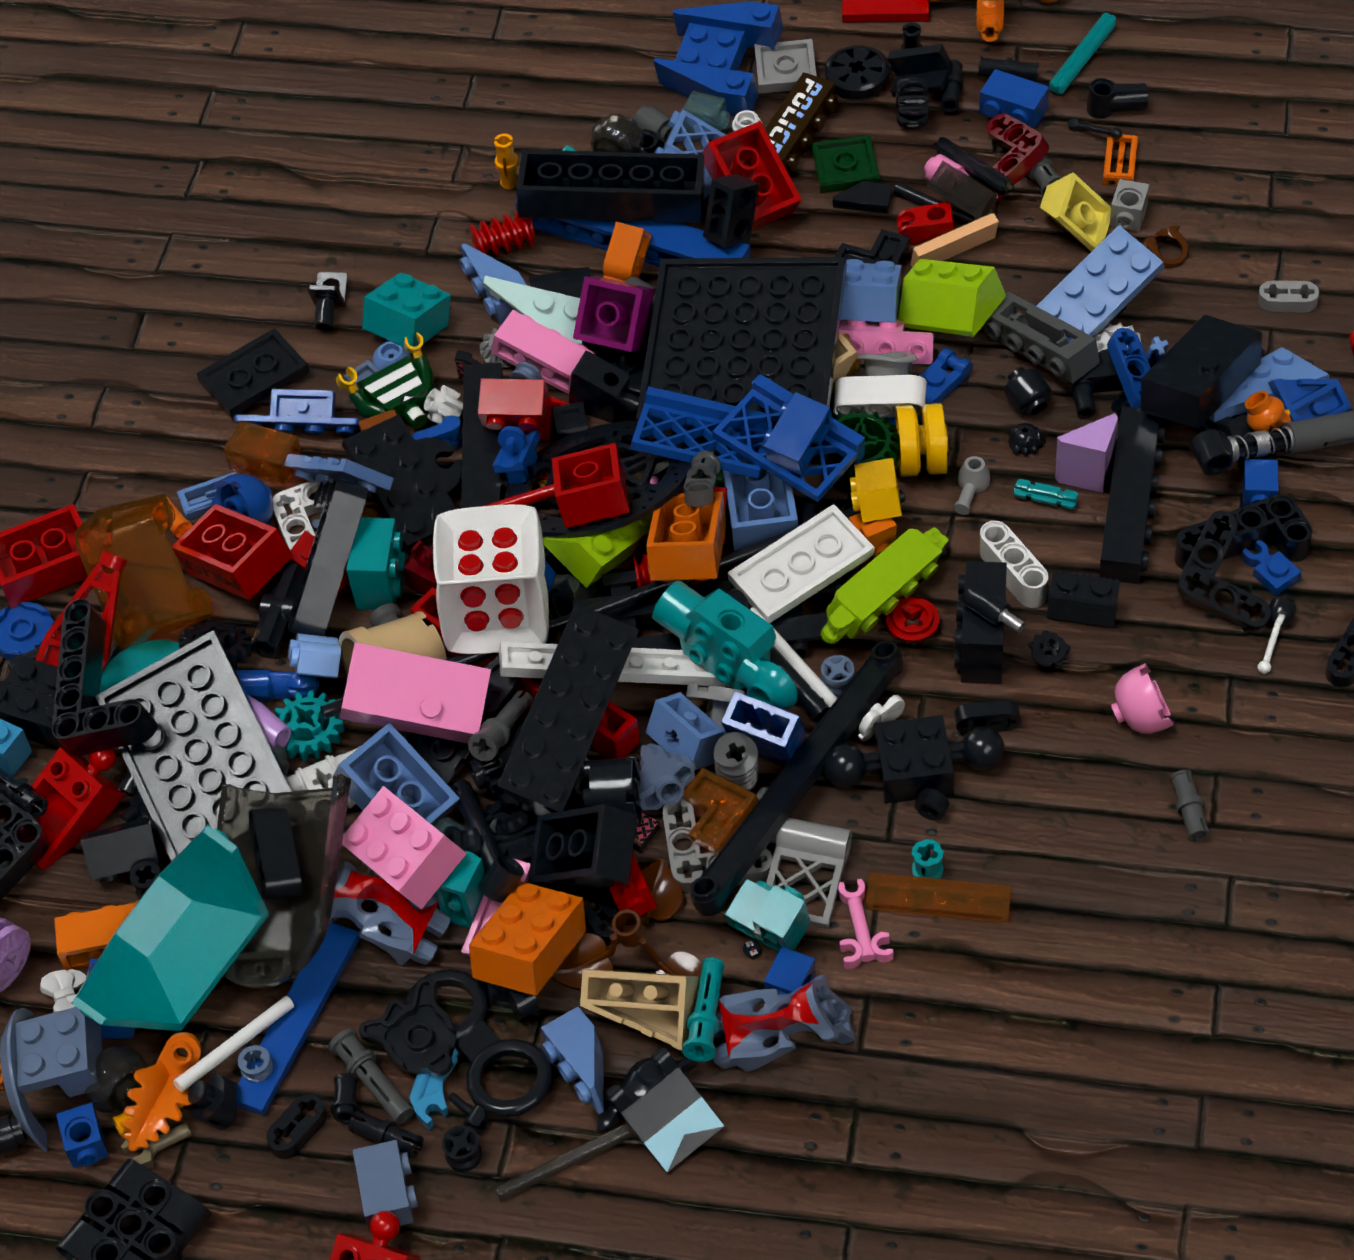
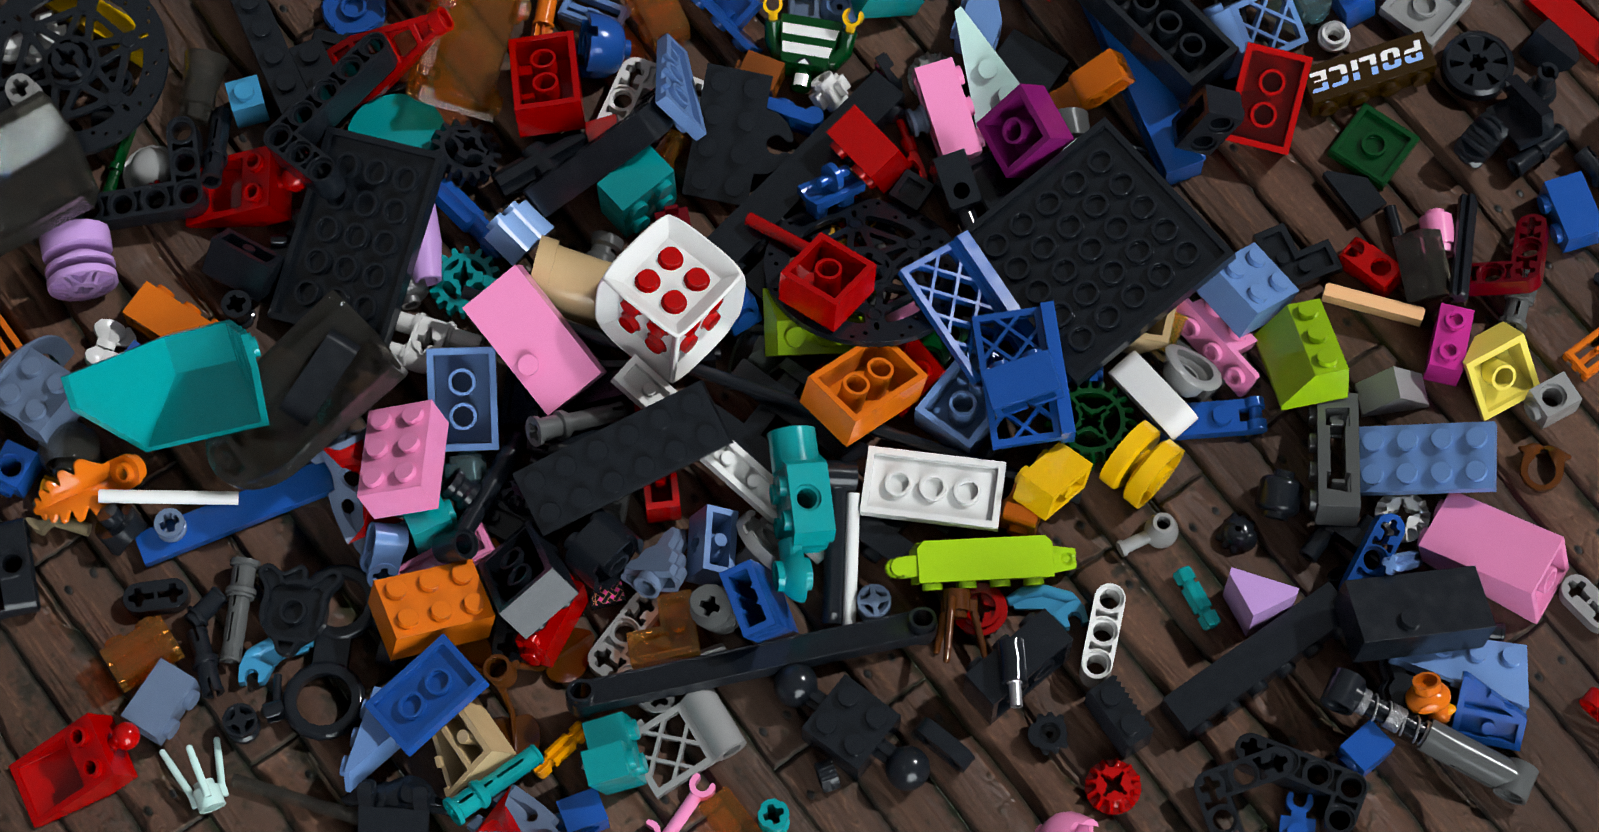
camera: 40 degrees right, 15 degrees up
(327, 1170) = (137, 653): none -> clear orange brick
(445, 934) = (383, 550): none -> medium blue piece
(489, 1216) = (207, 794): none -> light aqua plant
(594, 985) = (426, 695): none -> blue plate
(701, 479) = (912, 349): dark grey connector -> none
(724, 951) = (560, 750): none -> light orange axle
(889, 29) = (1551, 45): none -> black brick
(889, 712) = (863, 668): white piece -> none
(899, 624) = (955, 606): none -> reddish brown plant
(944, 580) = (1056, 601): none -> dark azure piece
(1026, 278) = (1391, 392): none -> light grey slope
(1029, 225) = (1448, 344): none -> dark pink brick
(1115, 652) = (1114, 802): none -> red gear
(1214, 290) = (1514, 558): none -> bright pink slope

